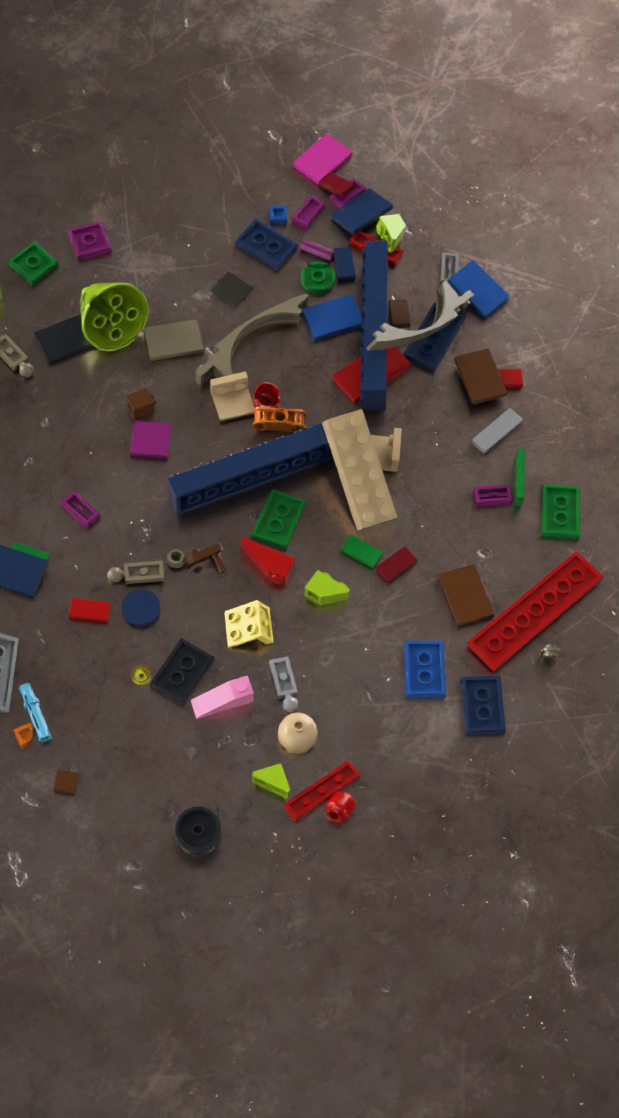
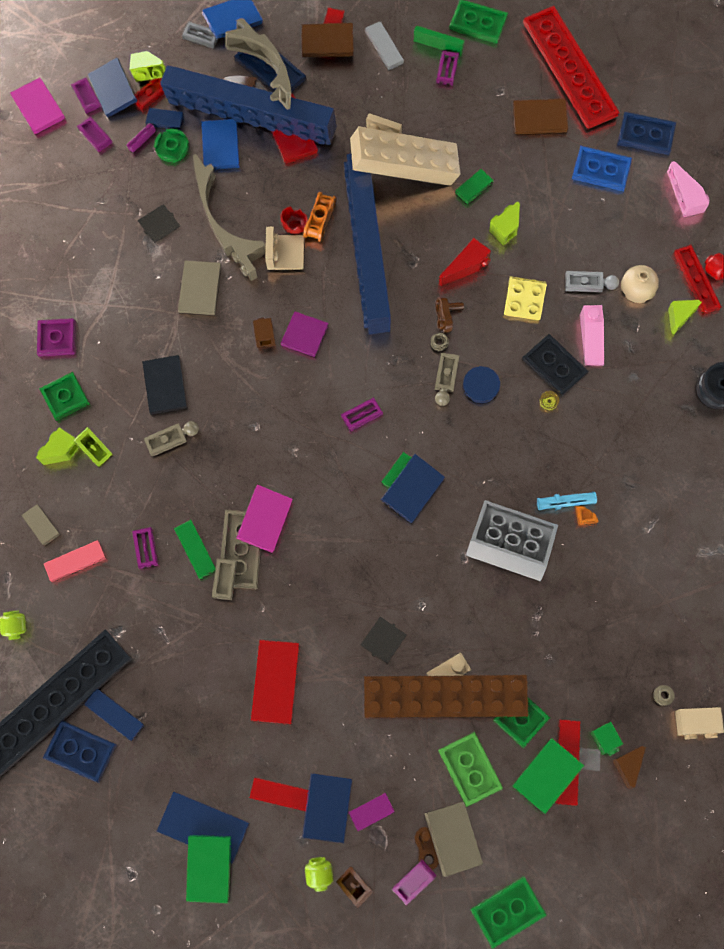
camera: 65 degrees left, 10 degrees up
(65, 782) = (641, 489): reddish brown tile -> none
(89, 610) = (472, 430): red tile -> none
(112, 314) = (158, 330): lime cone -> none
(266, 244) = (118, 179): dark blue tile -> none
(278, 214) = (87, 160): blue tile -> none
(278, 519) = (421, 245): green tile -> none
(337, 185) = (75, 99): dark red tile -> none
(396, 564) = (495, 162): dark red tile -> none
(416, 761) = (688, 192): none -> bright pink slope
(550, 651) = (612, 66): dark tan plate -> none

